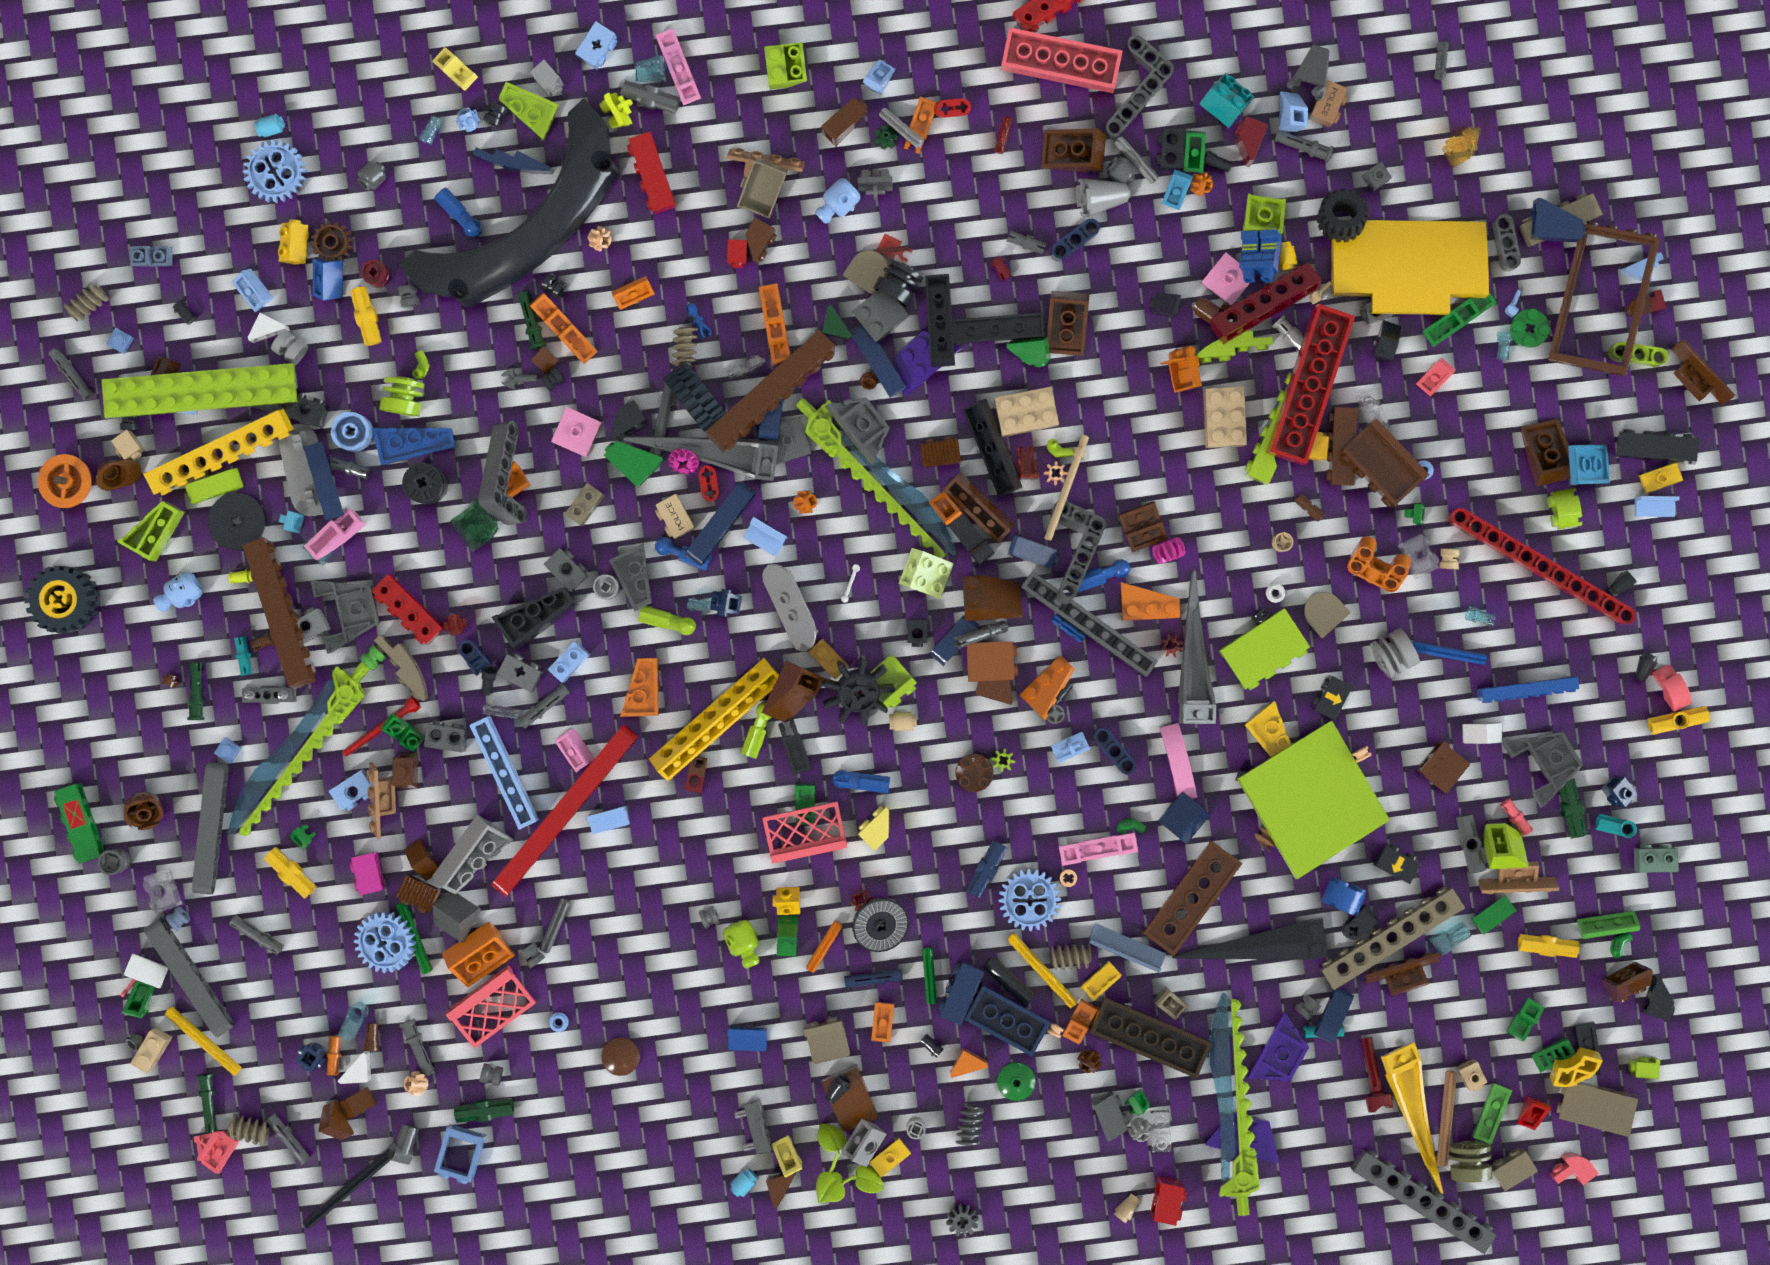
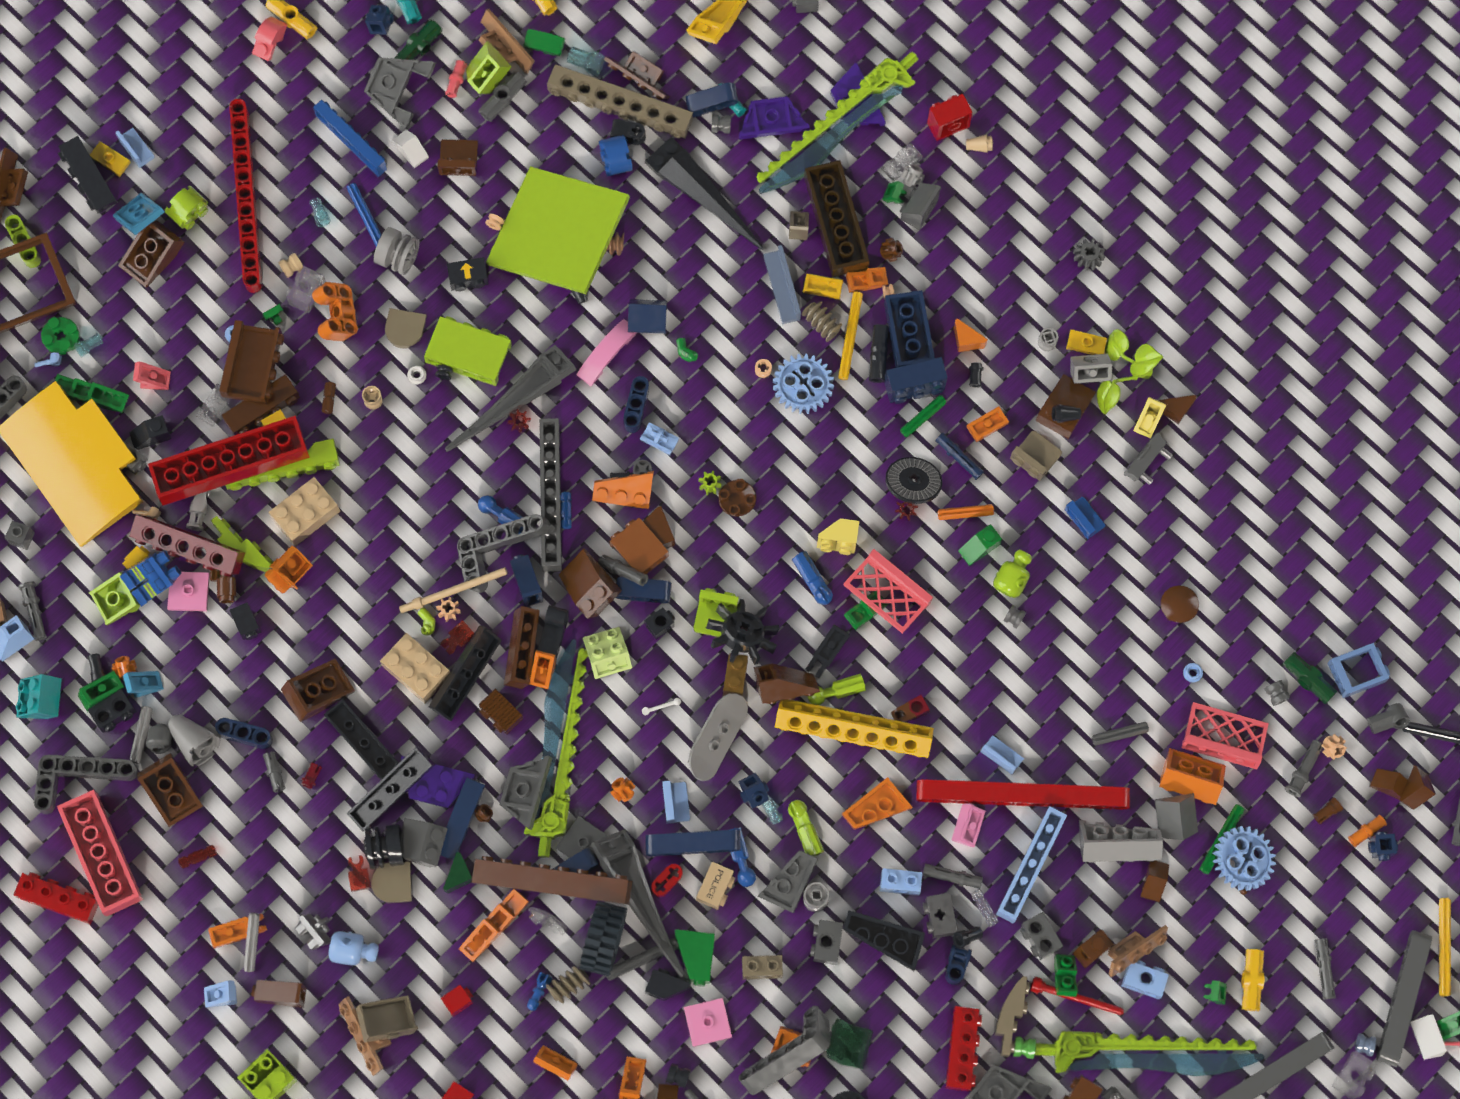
camera: 130 degrees left, 15 degrees down
(353, 1022) = (1328, 835): clear light blue piece -> none
(359, 1071) = (1364, 801): white slope -> none
(367, 873) = (1201, 915): dark pink brick -> none
(418, 893) = (1183, 861): reddish brown brick -> none
(454, 624) = (944, 999): clear red gear -> none
(531, 955) = (1158, 732): dark grey wheel -> none
(683, 455) = (660, 915): dark pink gear -> none
(744, 1182) = (1197, 436): medium azure brick -> none
(759, 237) = (430, 991): reddish brown slope -> none
(787, 900) = (952, 564): yellow brick -> none
(884, 141) = (268, 956): dark green plant -> none
(902, 721) = (740, 582): tan brick -> none
(952, 112) = (207, 911): red beam -> none
(971, 1124) = (1012, 299): dark grey piece -> none
(986, 869) = (805, 433): dark blue piece -> none
(1012, 1072) = (948, 301): green dish -> none
(1031, 350) = (362, 701): green slope -> none
(1098, 848) = (721, 361): bright pink slope -> none
(1142, 526) = (440, 512): reddish brown slope -> none
(1147, 604) = (501, 464): orange wing -> none
(1168, 550) = (444, 476): dark pink gear -> none
(1196, 910) = (699, 276): reddish brown plate -> none
(1249, 137) = (60, 653): dark red slope -> none
(1269, 730) = (529, 302): yellow wing -> none
(1338, 228) = (57, 537): black tyre -> none
(1377, 1098) = (750, 25): dark red piece -> none
(1397, 864) = (560, 137): black brick -> none
(1621, 584) = (214, 128): black cone -> none
(1645, 666) = (267, 68): black cone -> none

